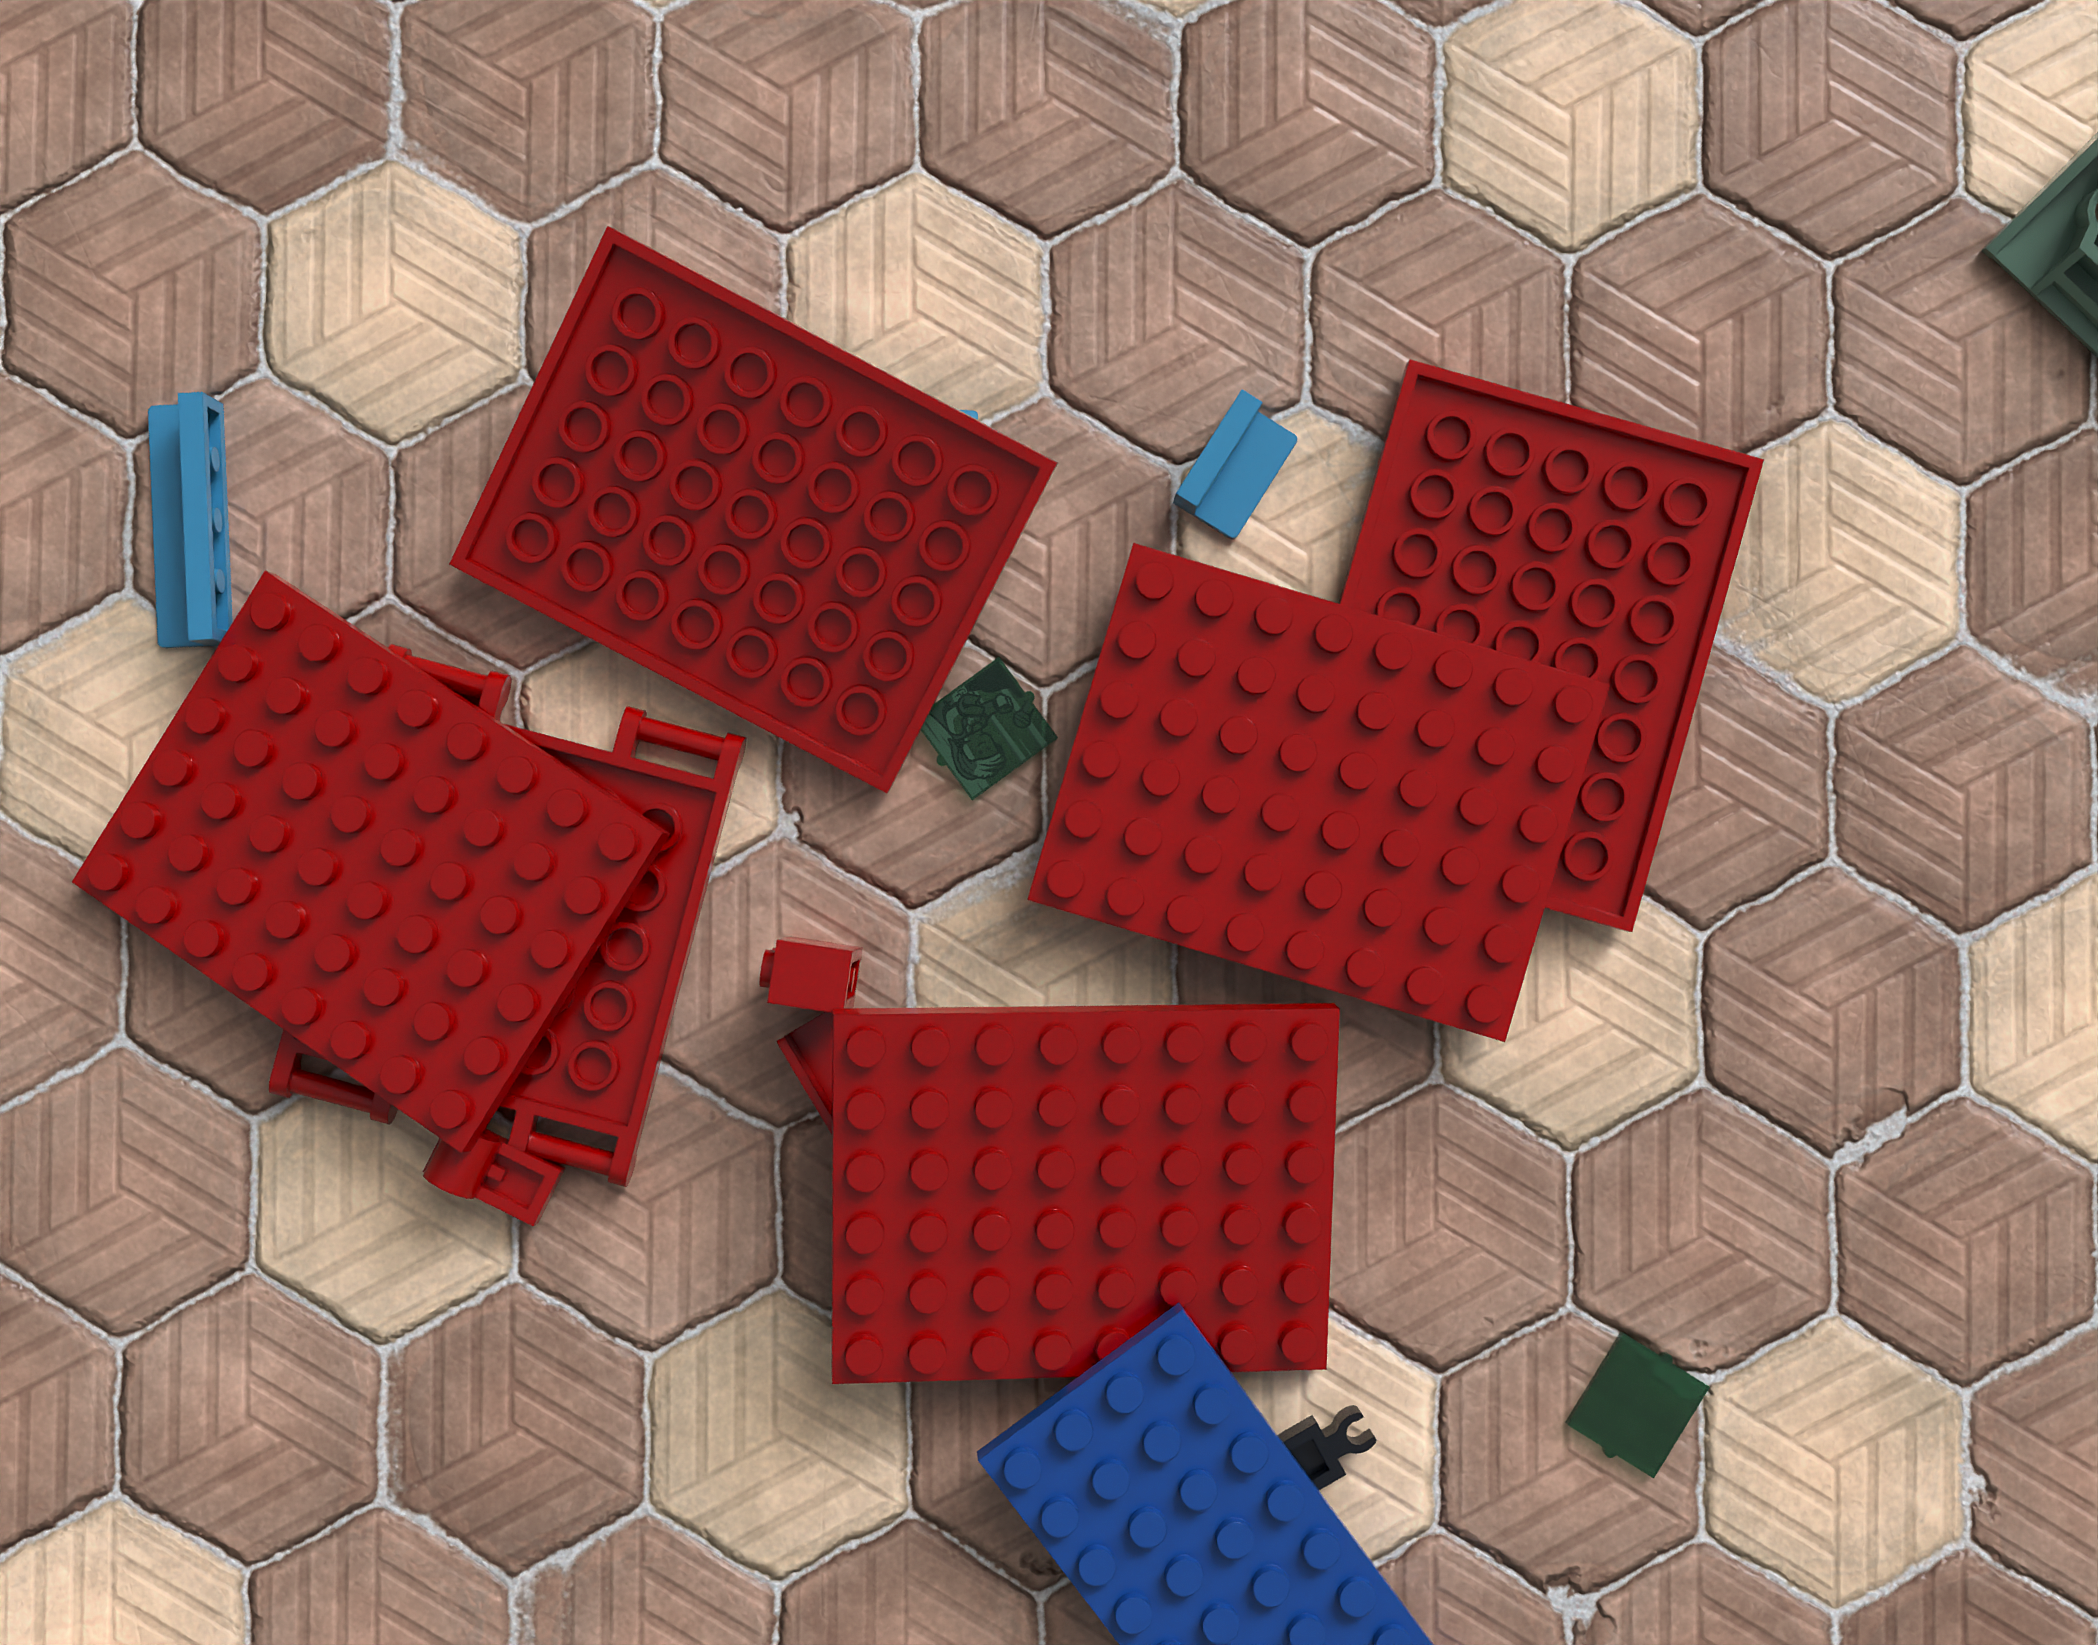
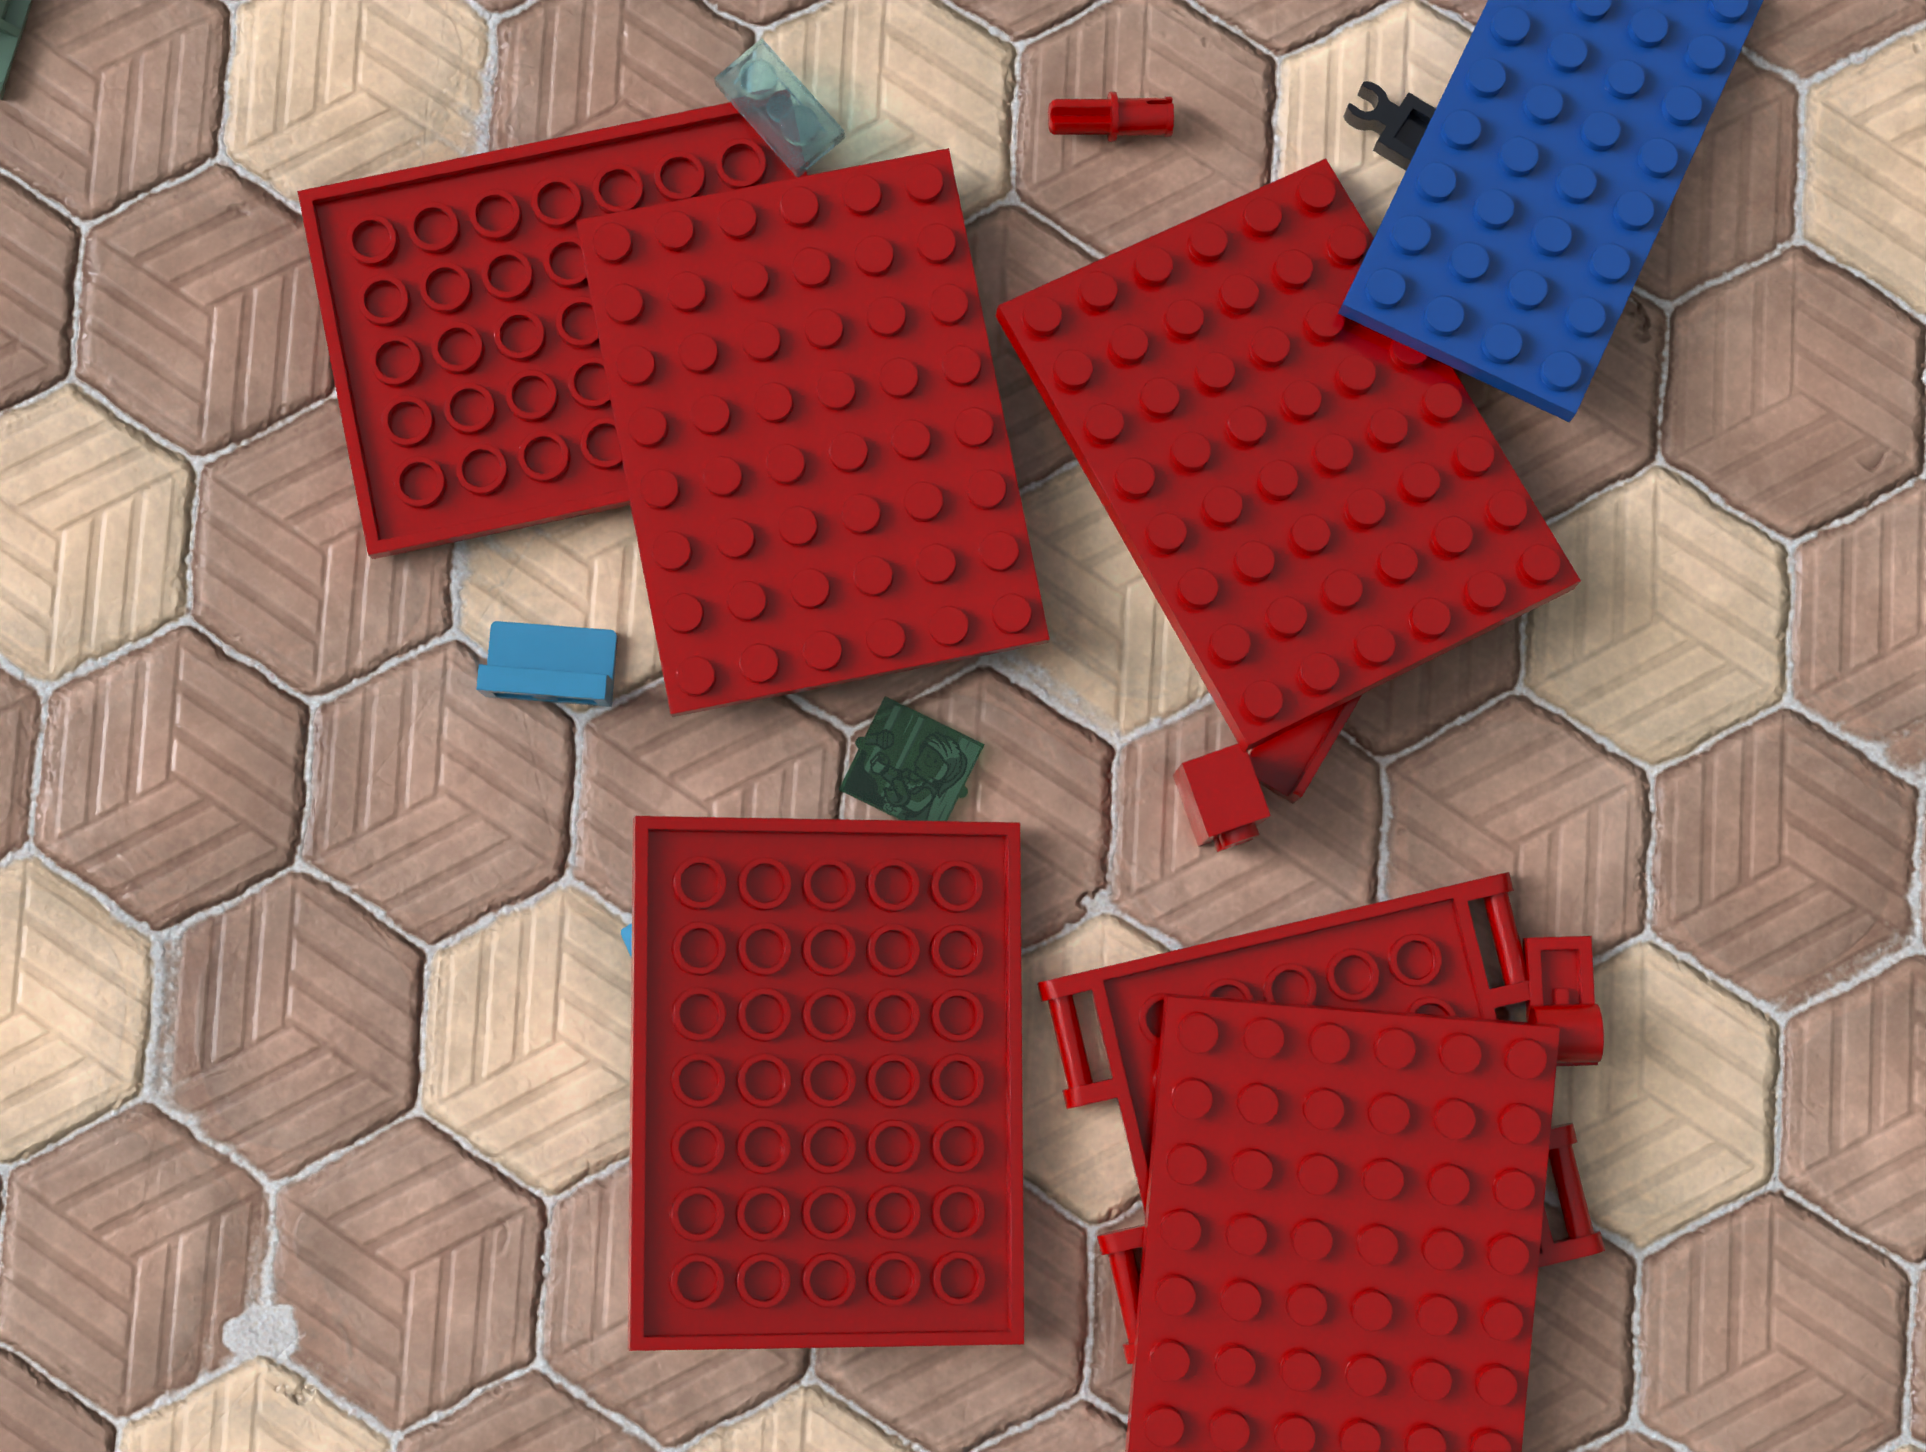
camera: 120 degrees left, 5 degrees down
(1461, 1203) = (1112, 116): none -> red axle
(1619, 914) = (779, 107): none -> clear light blue plate

